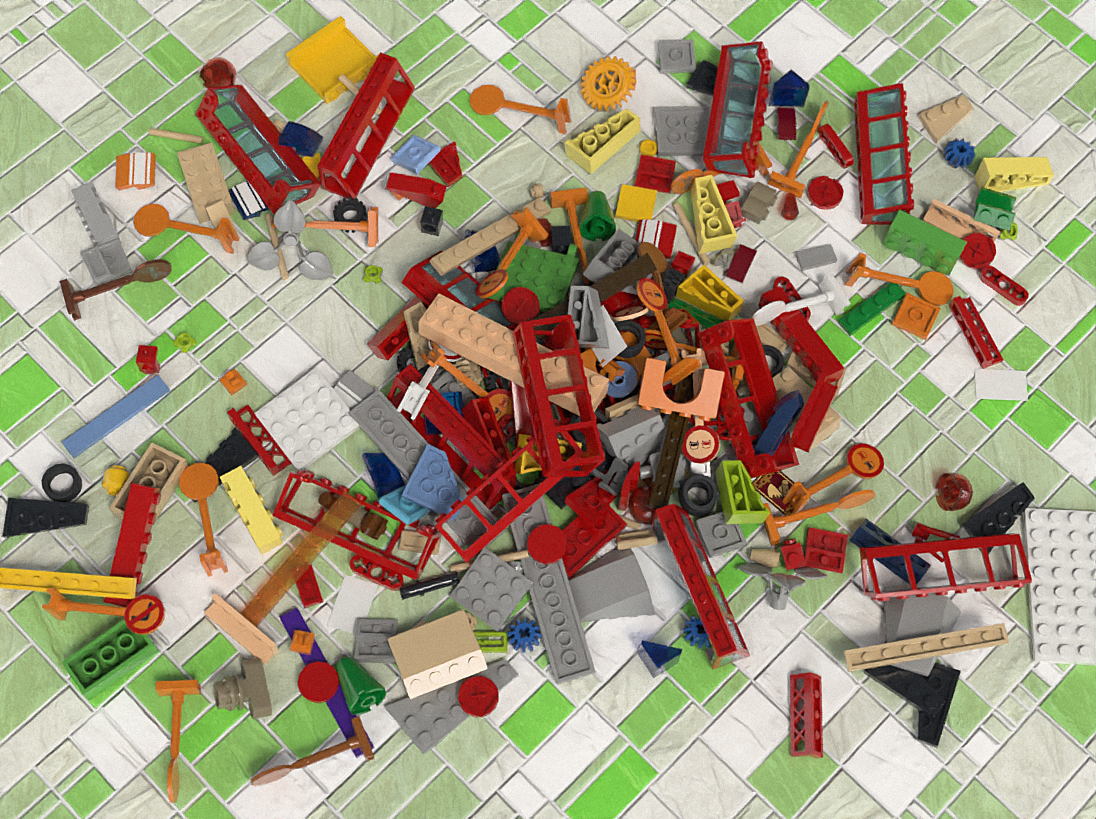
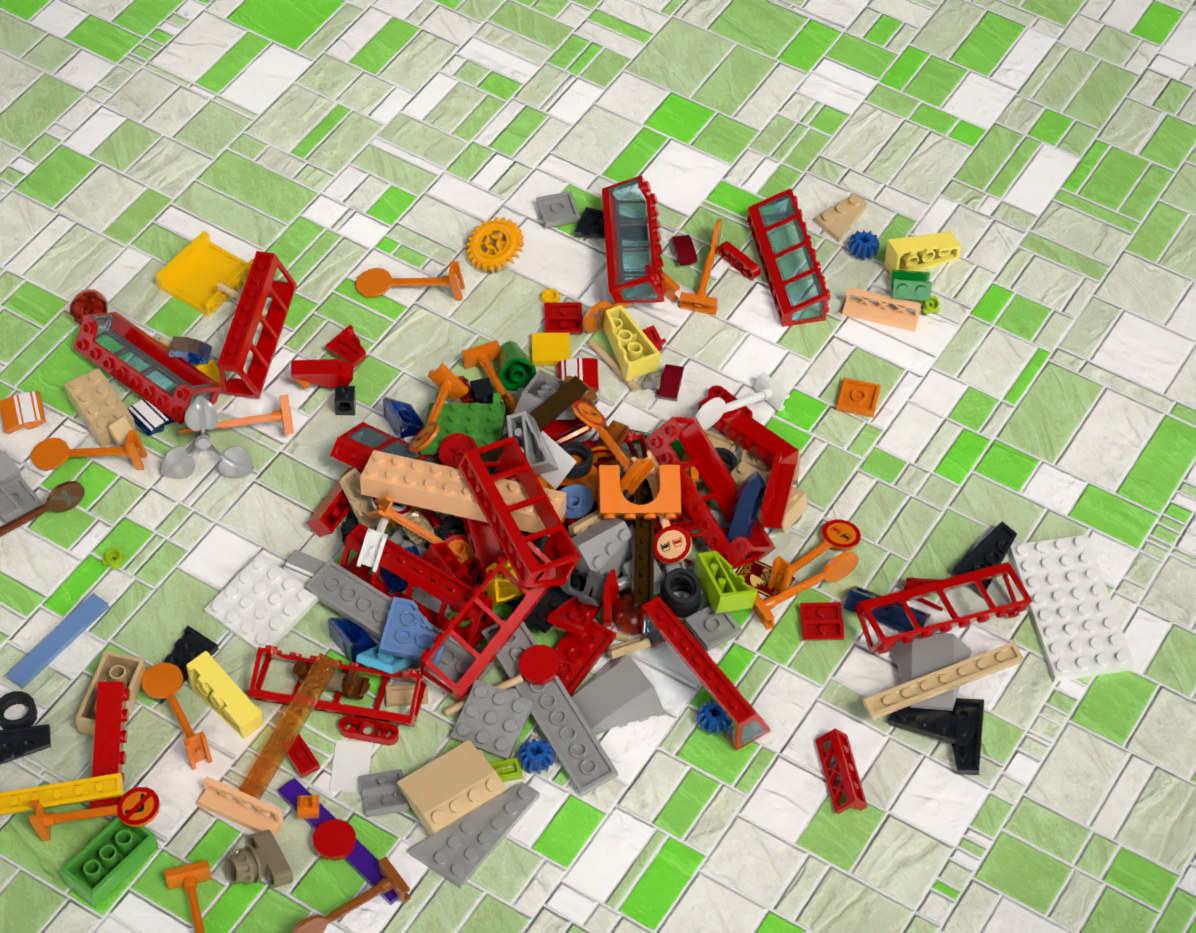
camera: 10 degrees left, 15 degrees down
(114, 479) = (72, 697): yellow head -> none
(147, 359) = (80, 579): red bracket -> none
(175, 135) = (56, 372): tan bar -> none
(233, 381) = (173, 585): orange tile -> none
(254, 440) = (226, 647): red fence -> none
(275, 242) = (181, 442): tan bar -> none
(350, 205) = (255, 403): black tyre -> none
(359, 686) = (378, 834): green cone -> none
(372, 269) = (295, 456): lime plate -> none
(415, 154) = (312, 343): light blue tile -> none
(421, 588) = (419, 734): black pin -> none
(478, 696) = (503, 819): red tile -> none
(485, 239) = (403, 404): tan plate -> none
(537, 190) = (447, 355): tan plate -> none
(603, 141) = (503, 296): light yellow wedge -> none
(613, 369) = (570, 491): orange tile -> none
(658, 657) = (678, 745): clear blue slope -> none
(671, 283) = (607, 406): black tyre -> none
(681, 130) = (580, 274): light grey plate -> none
(683, 263) = (611, 393): red bracket -> none
(710, 294) = (644, 411): yellow wedge -> none
(728, 190) = (642, 317): red panel -> none
(758, 202) = (674, 324): dark tan brick -> none
(766, 557) = (764, 638): tan cone -> none
(787, 582) = (786, 668): light grey plant -> none
(789, 91) = (680, 218): clear blue slope -> none
(790, 208) = (707, 324): clear red cone -> none
(793, 554) = (790, 629): red bracket -> none
(816, 257) = (745, 363): light grey tile -> none
(825, 193) = (739, 305): red tile -> none
(871, 308) = (812, 398): green plate -> none
(924, 243) = (849, 328): bright green brick -> none
(932, 286) = (866, 367): orange piece -> none
(954, 491) = (936, 542): clear red cylinder -> none
(973, 334) = (920, 400): red fence -> none
(978, 251) = (903, 328): red tile -> none
(1001, 384) = (958, 442): white sticker -> none
(1018, 289) = (934, 347): red beam -> none

